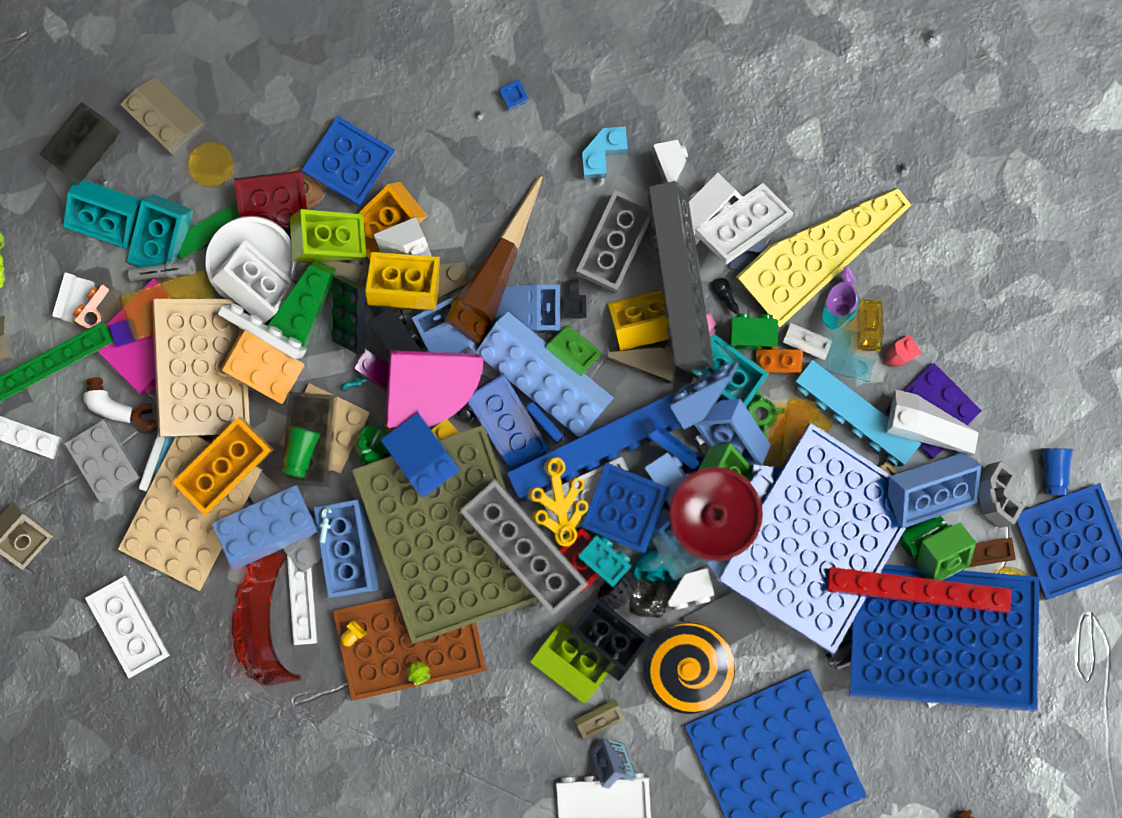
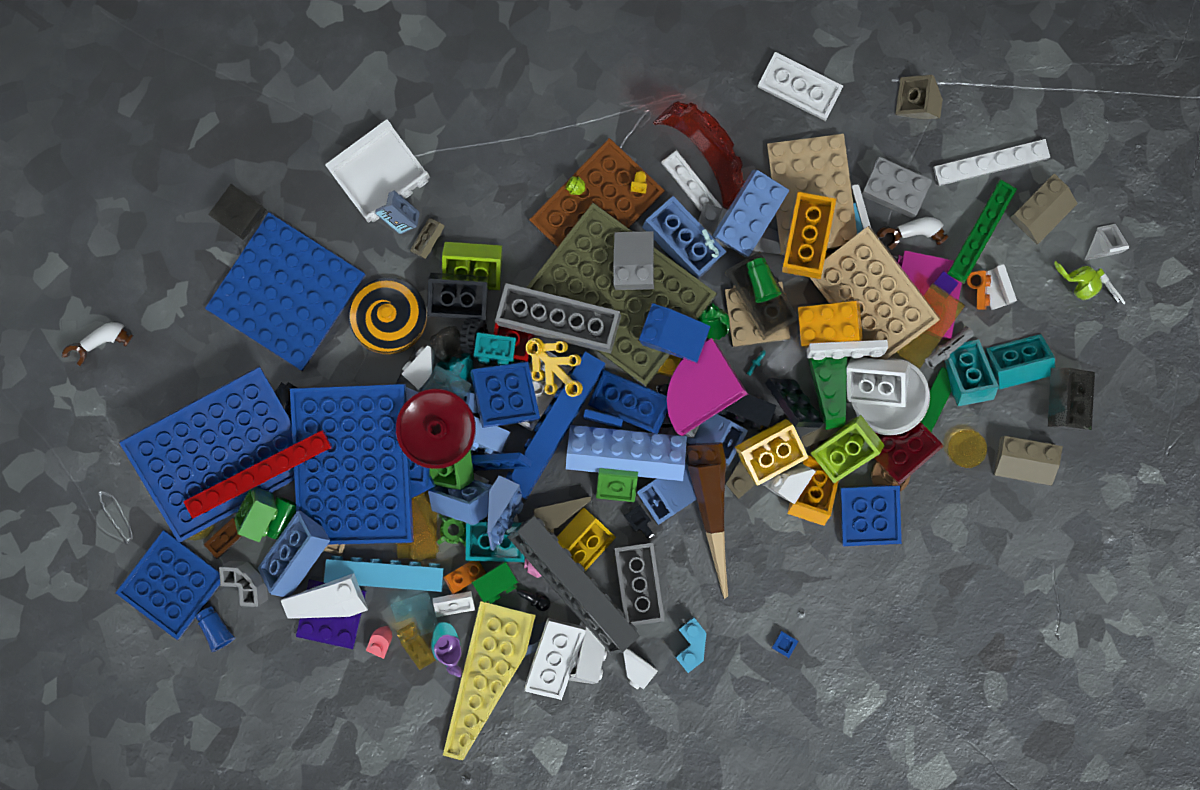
camera: 145 degrees right, 0 degrees up
(372, 369) = (752, 377): magenta plate -> none
(410, 556) = (634, 260): none -> light grey slope

